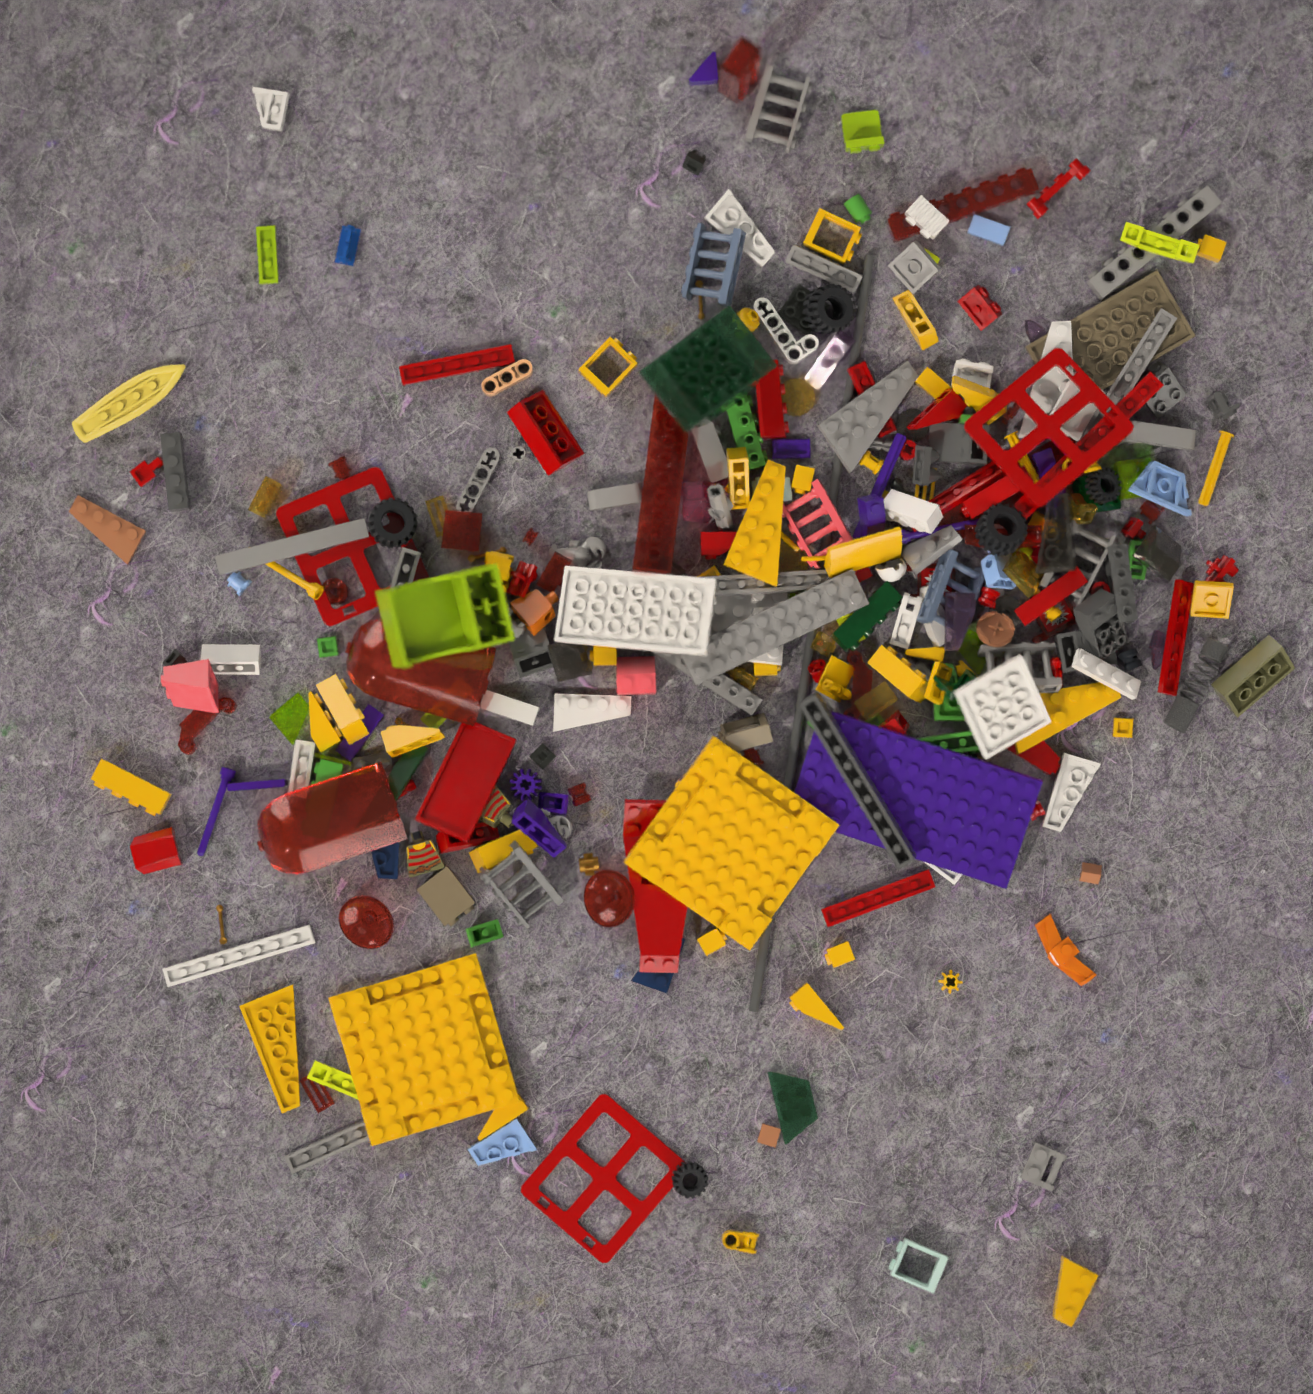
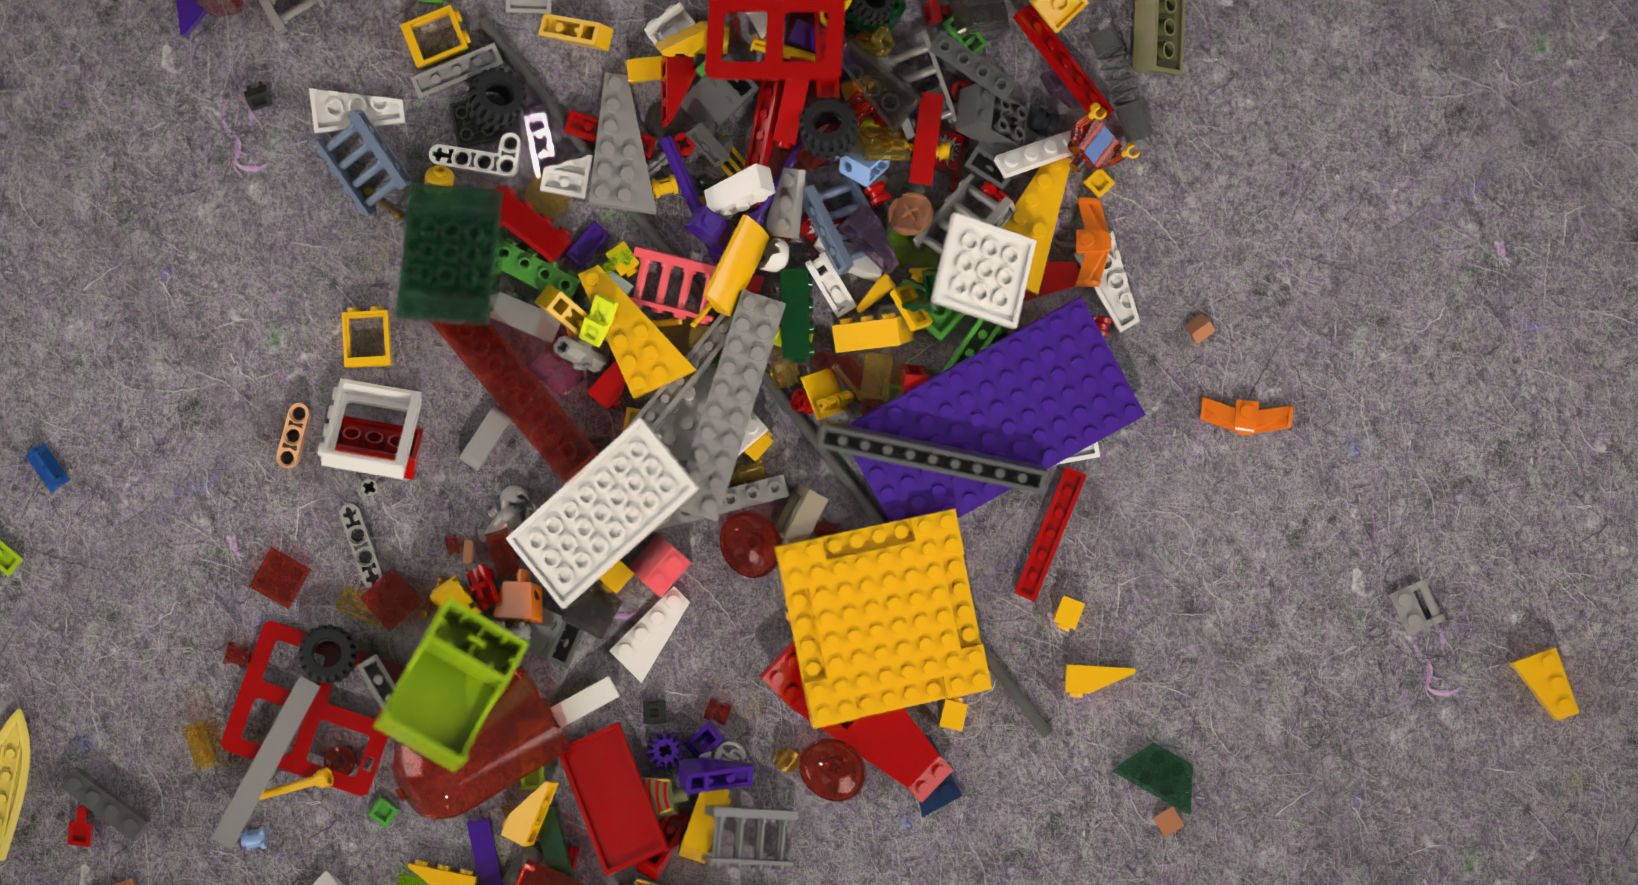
camera: 45 degrees left, 0 degrees up
(342, 708) = (450, 849): yellow wedge -> none
(412, 450) = (280, 577): none -> clear red plate
(456, 365) = (241, 469): red plate -> none
(535, 551) = (469, 551): none -> nougat tile
(577, 404) = (376, 396): none -> white piece
(693, 715) = (741, 546): none -> clear red dish
(751, 499) = (599, 321): none -> neon yellow slope
(798, 566) = (696, 333): none -> clear yellow slope
(799, 475) = (613, 262): none -> clear neon green arm
(821, 398) = (568, 177): none -> white wing
(858, 670) = (836, 367): none -> clear yellow hinge
(936, 1272) = (1423, 786): light aqua window -> none
(955, 981) = (1185, 534): yellow gear -> none
(1082, 757) = (1092, 242): none -> orange plate
(1143, 703) = (1094, 144): none -> torso

